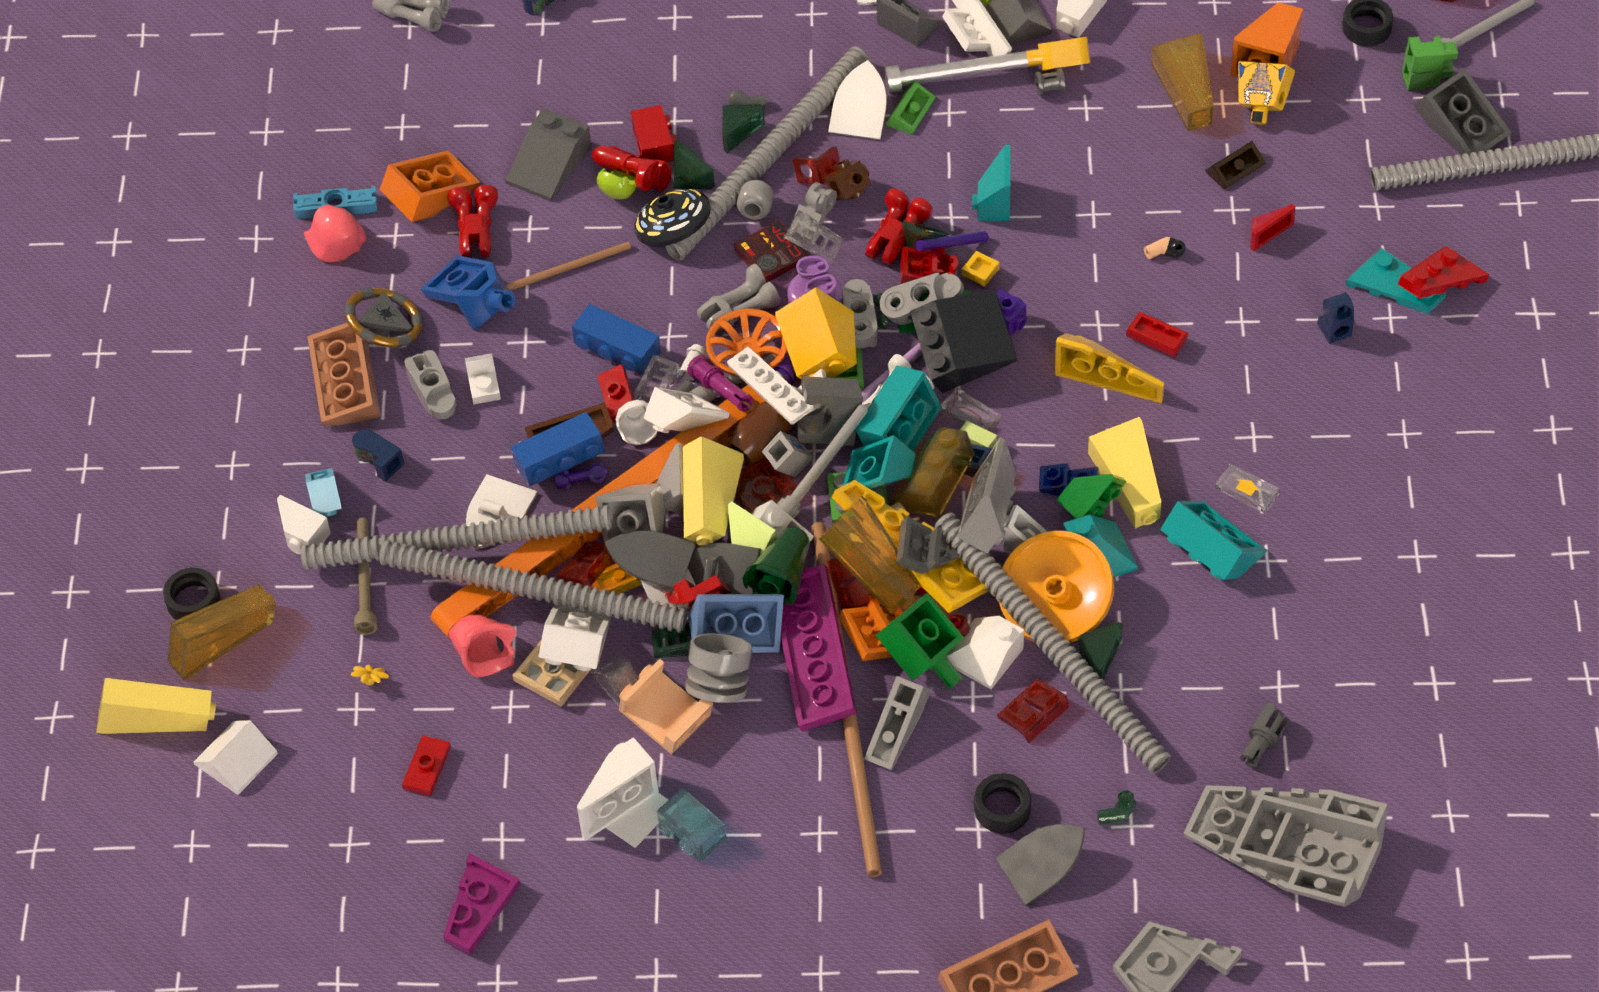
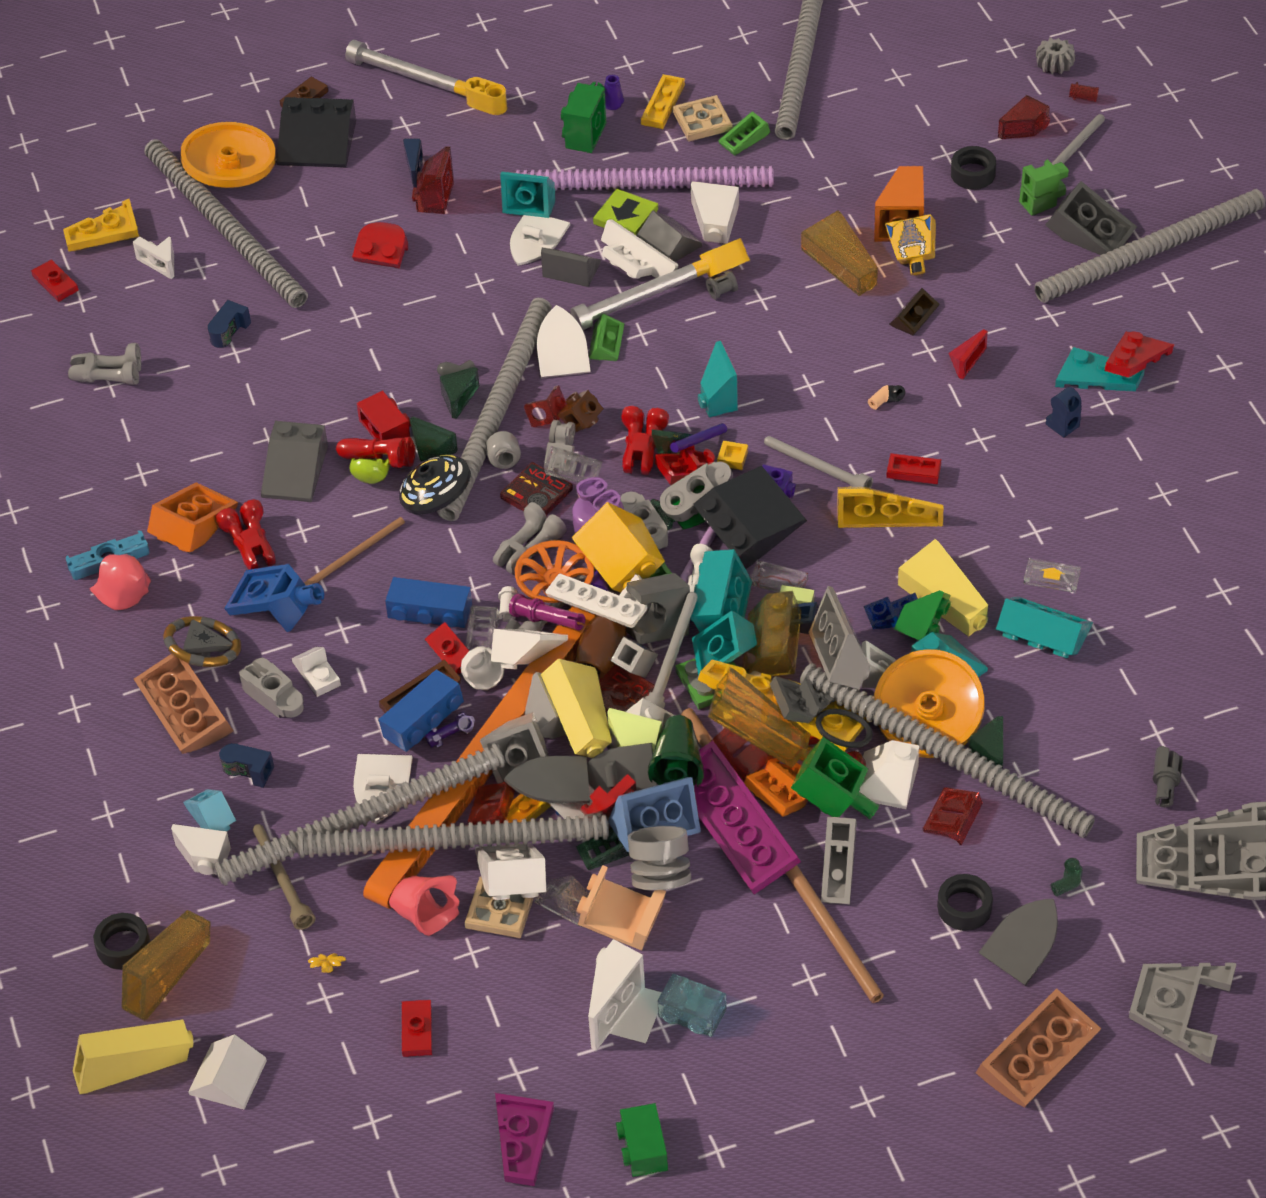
camera: 20 degrees left, 5 degrees down
(587, 943) = (643, 1140): none -> green brick
(977, 606) = (840, 742): none -> black tyre
(1092, 331) = (854, 480): none -> light grey piece

